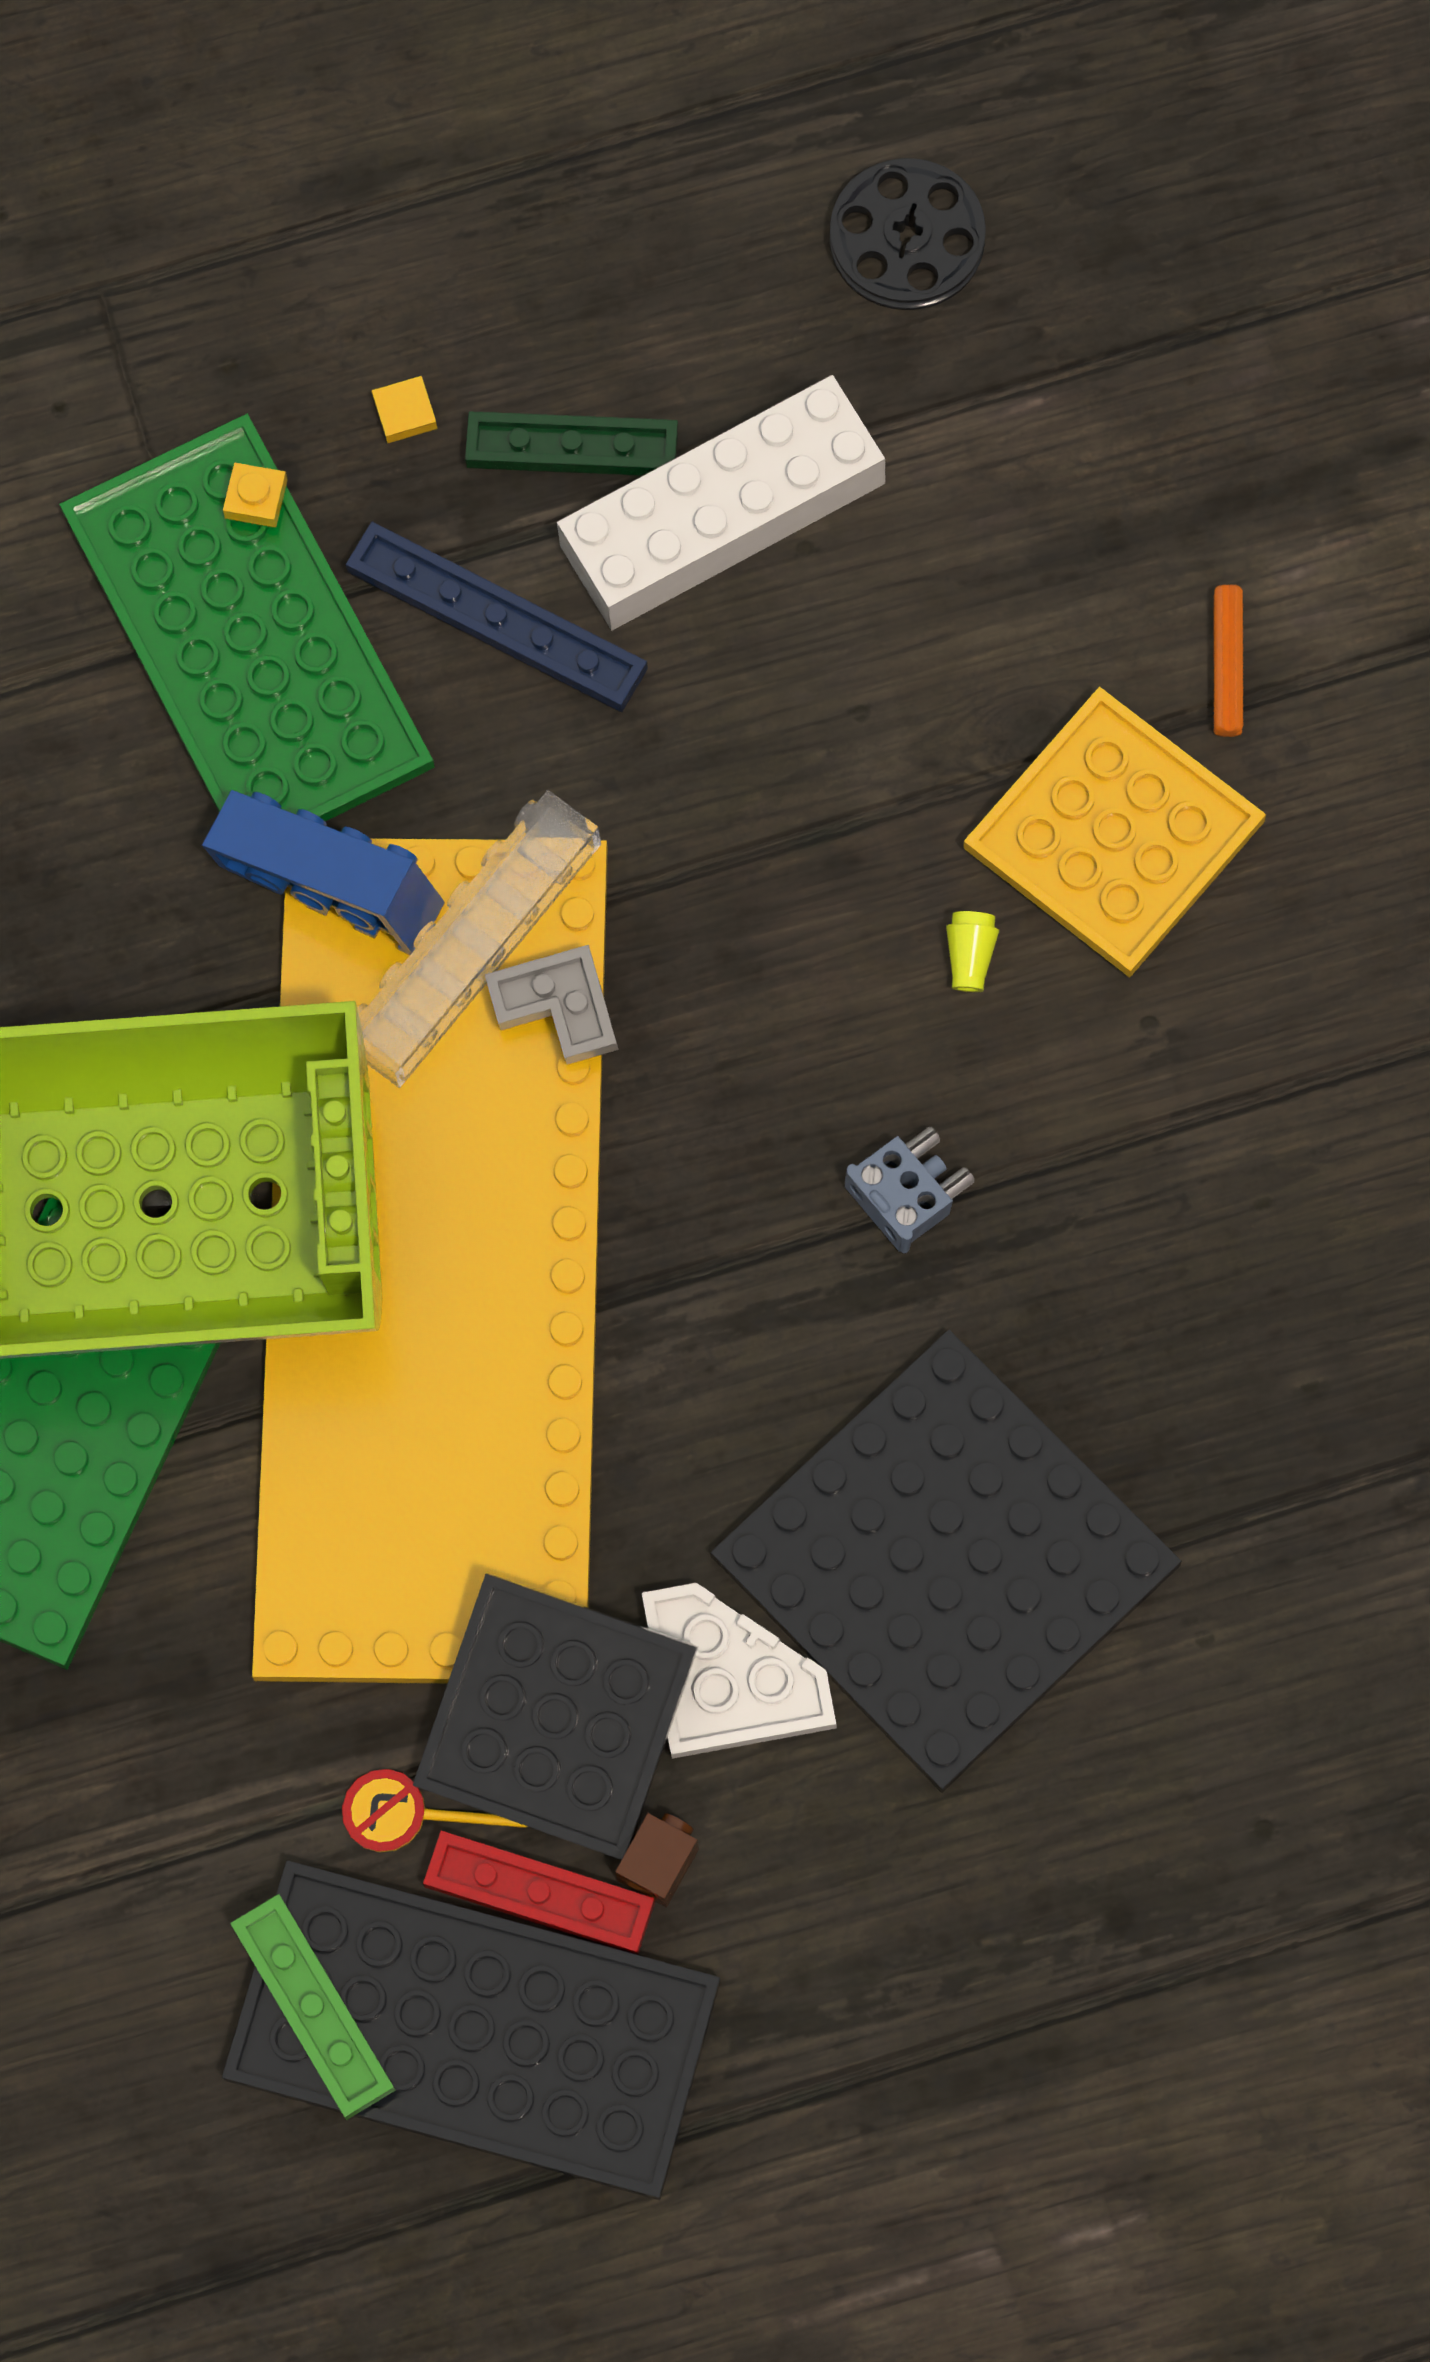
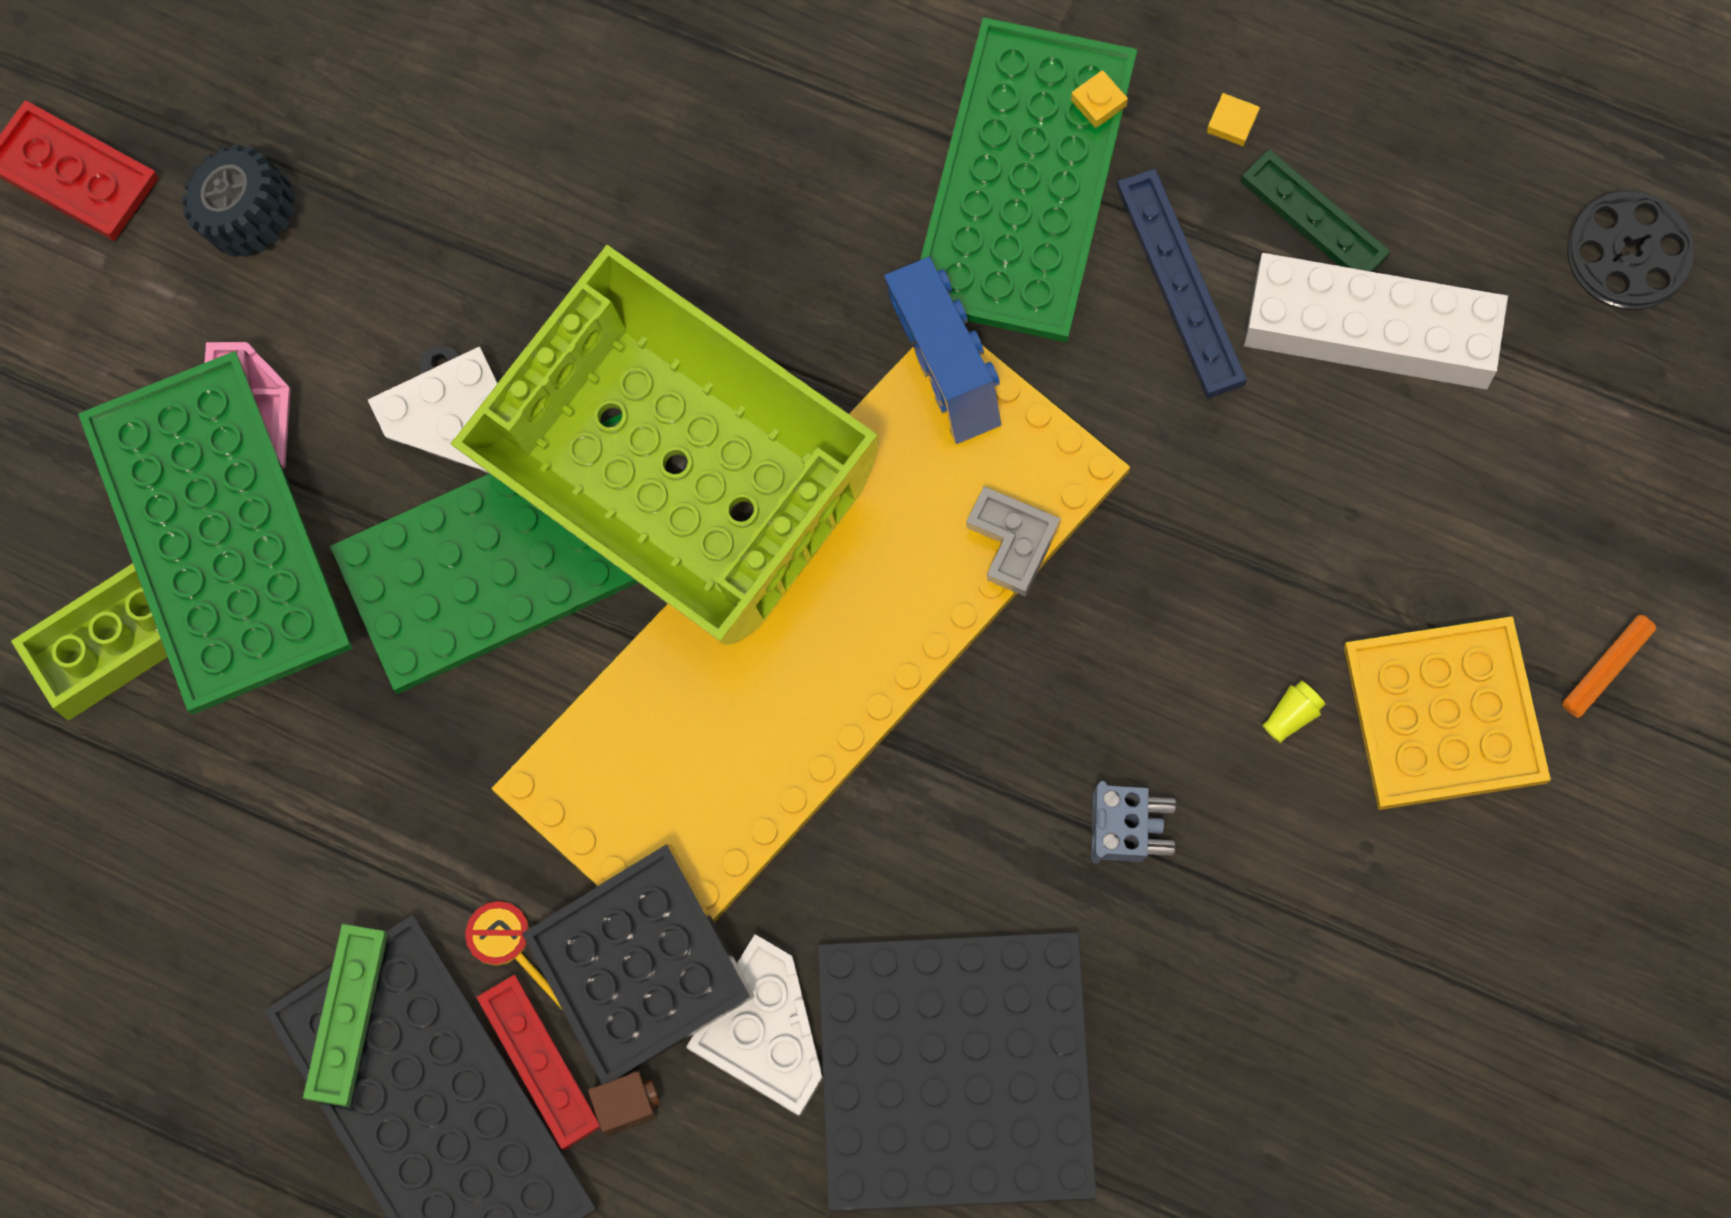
camera: 40 degrees right, 0 degrees up
(474, 935) = (997, 458): clear brick -> none

